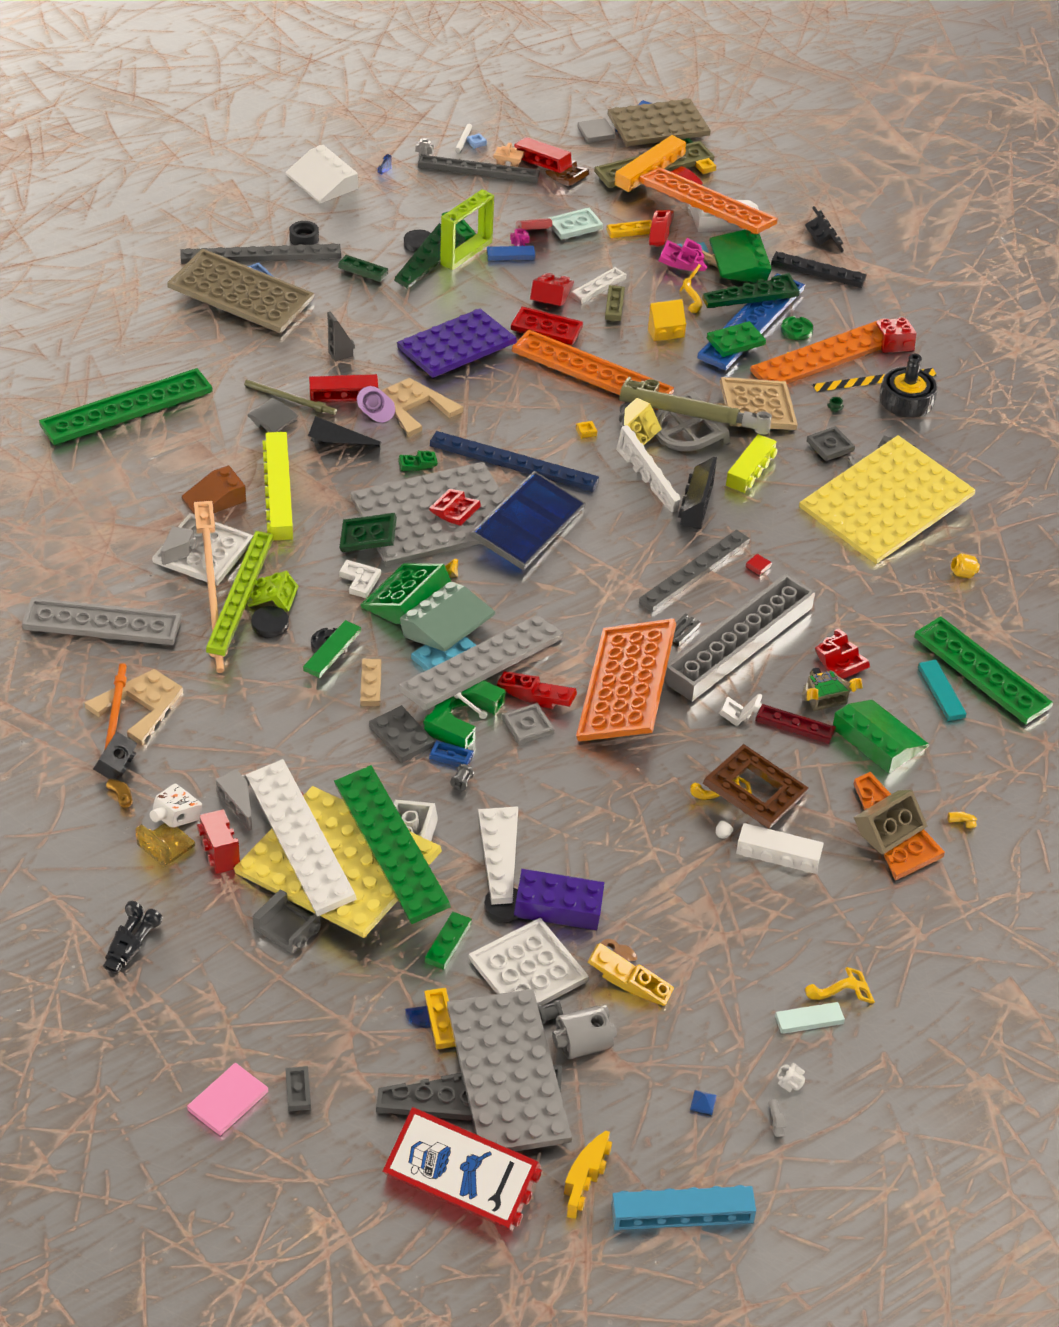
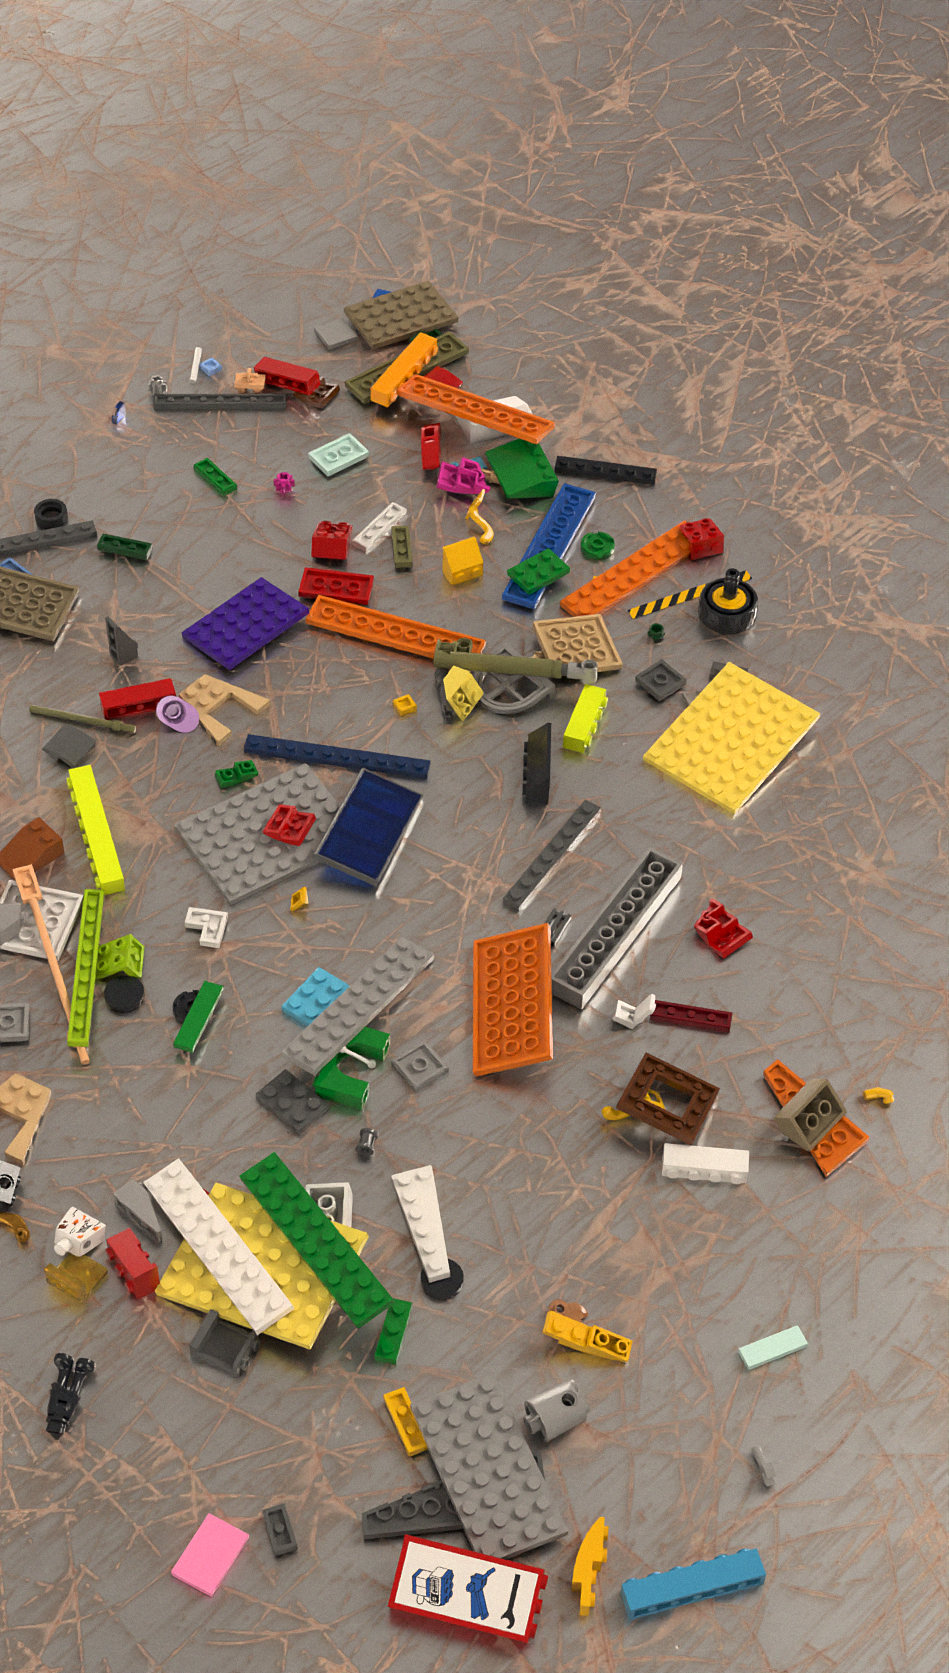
camera: 10 degrees left, 5 degrees up
(323, 174) = (54, 436): white slope -> none
(332, 433) = (136, 756): black wedge -> none
(368, 532) = (204, 871): dark green plate -> none
(370, 682) = (246, 1047): tan plate -> none
(406, 590) = (261, 934): green slope -> none
(414, 239) = (176, 502): black tile -> none
(418, 1016) = (383, 1423): clear blue tile -> none
(424, 258) = (195, 512): dark green wing -> none
(445, 617) = (309, 959): sand green slope -> none
(451, 756) = (348, 1119): blue tile -> none
(453, 258) = (219, 515): lime window -> none
(498, 253) = (278, 501): blue tile -> none
(529, 960) = (482, 1341): white plate -> none
(531, 690) = (419, 1028): red slope -> none
(534, 224) = (296, 463): red slope -> none
(550, 1011) = (515, 1392): dark grey bush -> none
(559, 899) = (497, 1264): dark purple brick -> none
(629, 228) = (397, 451): yellow tile -> none
(635, 452) = (460, 725): white wing -> none
(703, 1102) = (687, 1462): blue slope -> none
(705, 166) = (461, 361): yellow plate -> none
(723, 830) = (644, 1152): white hinge -> none
(758, 564) = (616, 836): red tile -> none
(778, 287) = (566, 504): dark green wing -> none
(791, 1077) = (769, 1419): white gear -> none
(815, 993) = (805, 1303): yellow piece -> none
(820, 230) = (598, 423): black bracket -> none
(828, 689) = (716, 971): torso -> none
(878, 734) = (777, 1013): green slope -> none
(942, 690) = (830, 950): teal tile -> none
(965, 565) = (825, 802): yellow head -> none
(983, 670) = (866, 920): green plate -> none

